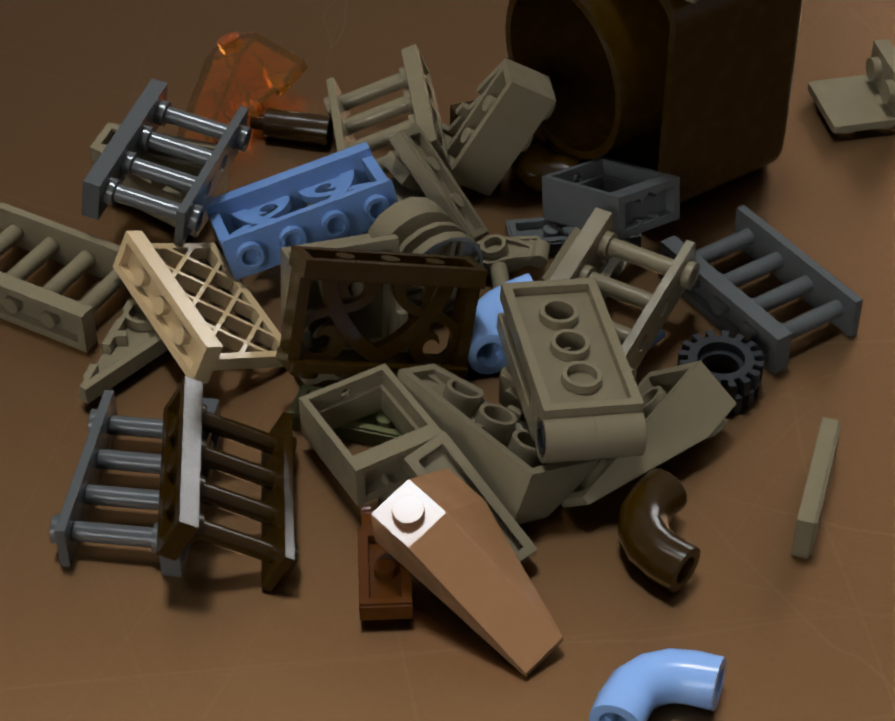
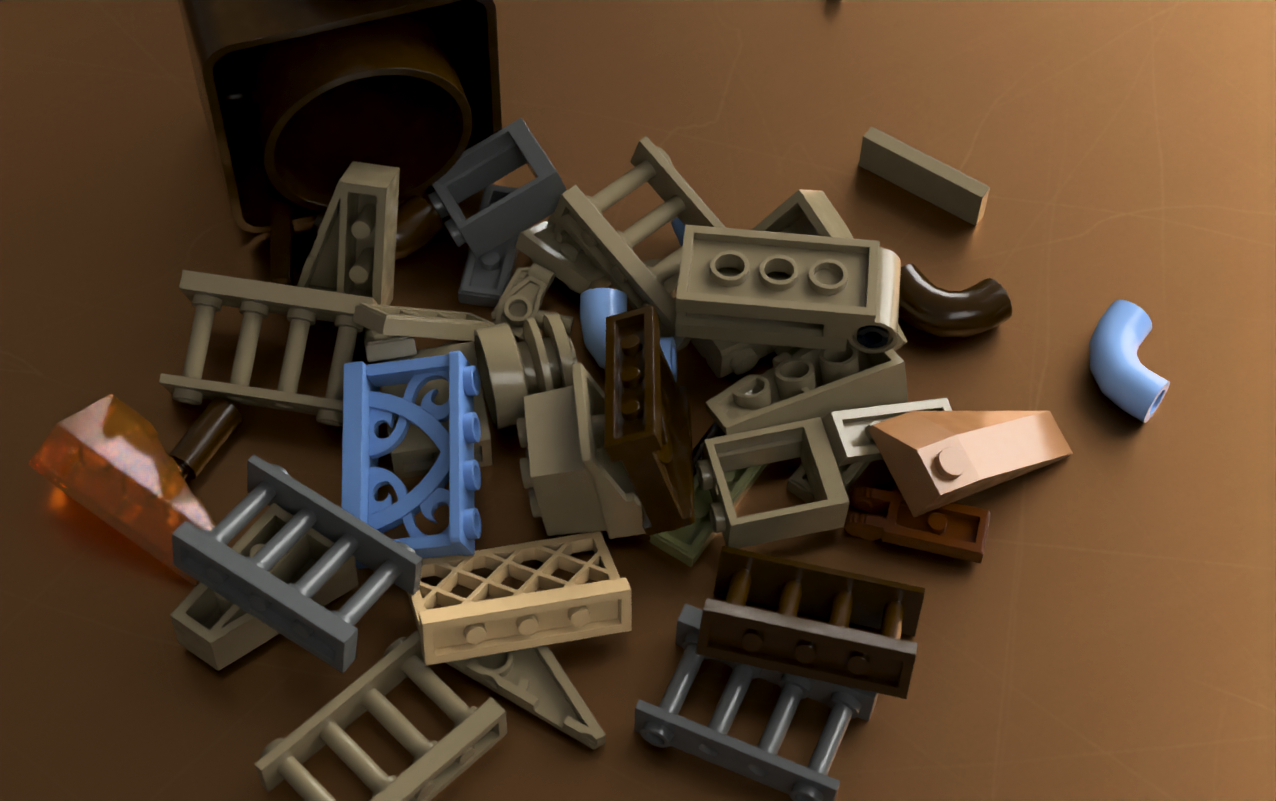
camera: 75 degrees left, 15 degrees up
(729, 355) = (748, 174): black tyre -> none
(732, 310) = (690, 151): dark grey fence -> none

